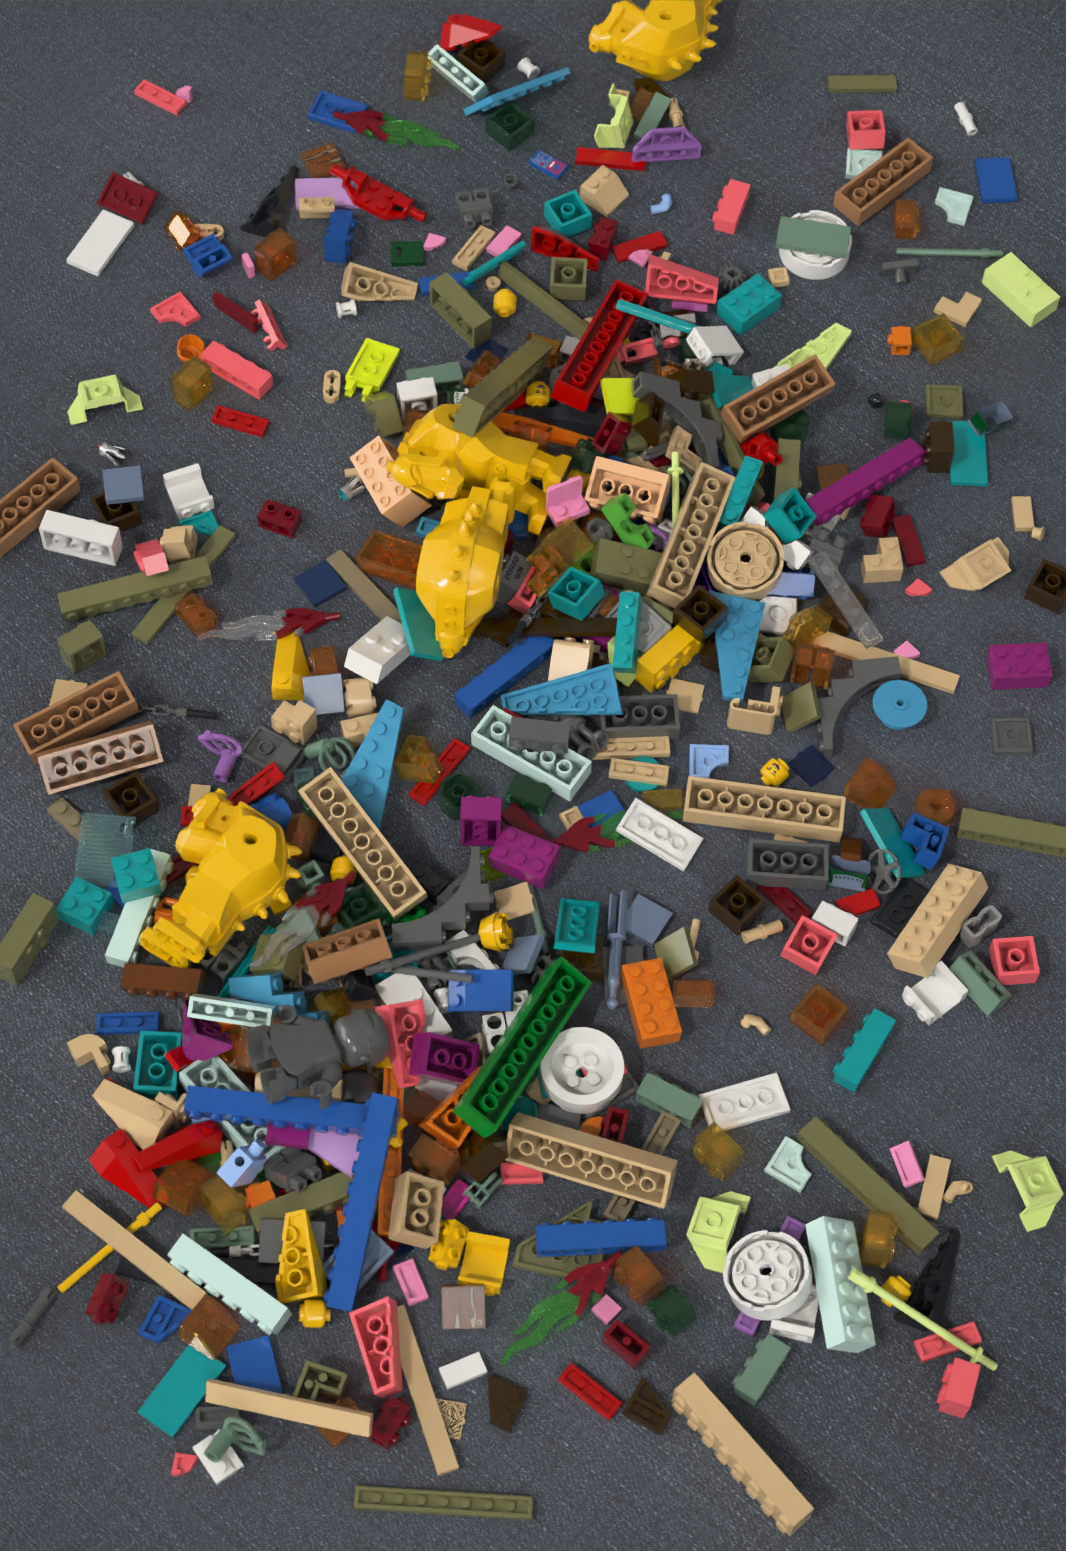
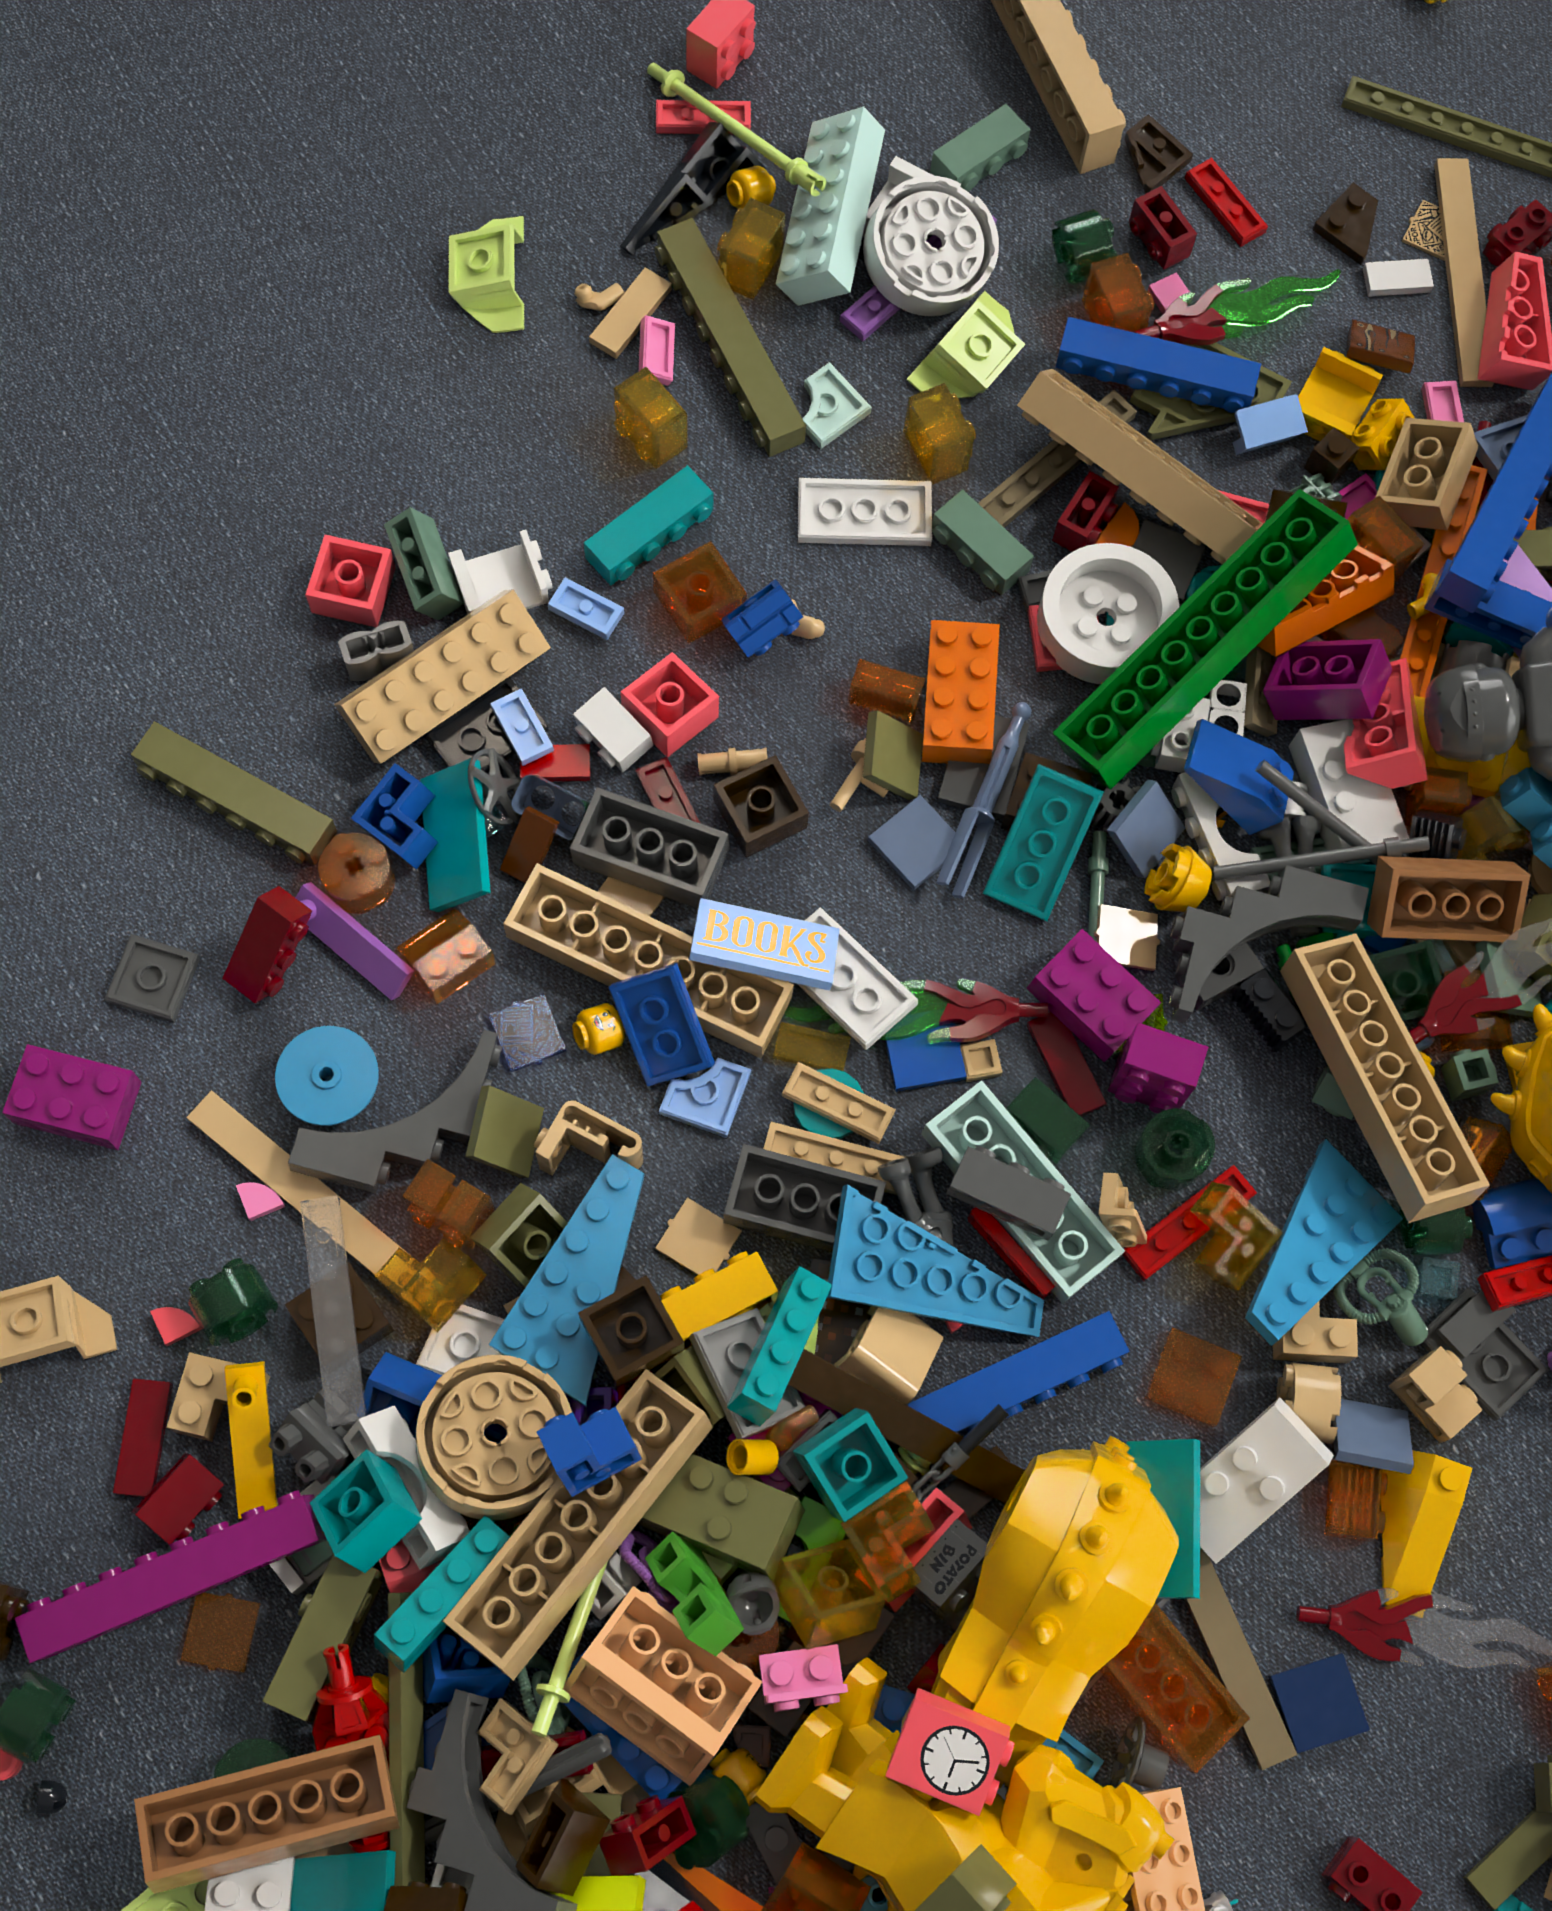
camera: 165 degrees left, 10 degrees up
(398, 527) = (1142, 1762): none -> dark grey wheel
(418, 701) = (1193, 1377): none -> clear orange plate
(475, 1218) = (1332, 456): none -> dark brown brick
(480, 753) = (1119, 1213): none -> tan bracket
(494, 475) = (950, 1752): none -> coral brick
(519, 1223) = (1269, 424): none -> light blue panel
(623, 584) = (752, 1457): none -> yellow beam
(702, 549) = (590, 1450): none -> blue brick
(706, 826) = (764, 944): none -> light blue tile
(743, 774) = (661, 1024): none -> blue tile
(777, 1007) = (762, 619): none -> blue brick
(858, 544) = (250, 1436): none -> yellow piece
(879, 992) = (586, 608): none -> light blue plate
(883, 907) = (522, 727): none -> light blue plate
(890, 1107) = (650, 418): none -> clear yellow brick
(895, 597) = (231, 1302): none -> clear green brick
(924, 779) = (354, 943): none -> medium lavender piece
(958, 751) = (267, 944): none -> dark red brick

